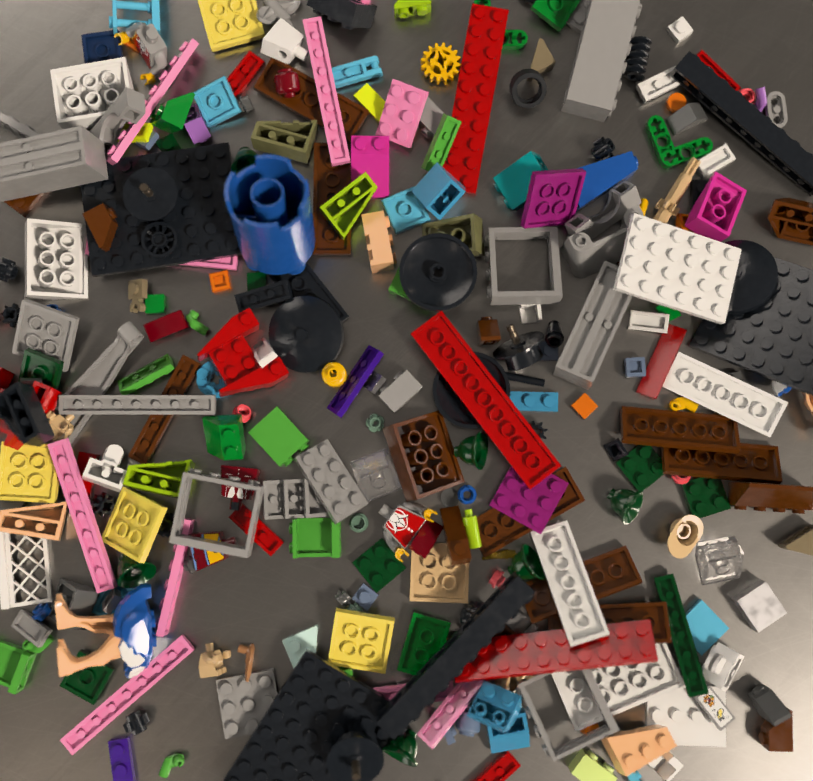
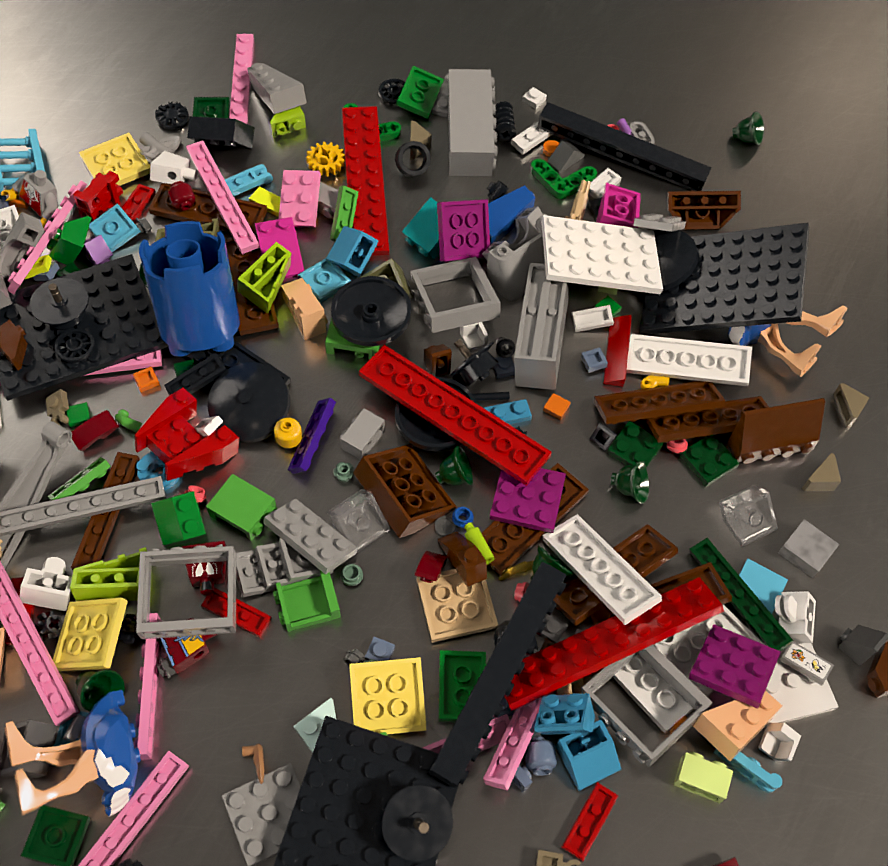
camera: 20 degrees left, 25 degrees down
(208, 63) = (98, 196): none -> red hips
(212, 661) = (212, 772): tan piece -> none
(374, 382) = (332, 432): flat silver plate -> none
(378, 565) = (386, 614): dark green plate -> none
(403, 525) = (402, 559): torso -> none
(403, 748) = (473, 813): dark green hat -> none
(651, 702) = (735, 665): none -> magenta plate
(684, 535) = (703, 494): tan piece -> none
(751, 239) = (658, 222): none -> light grey plate

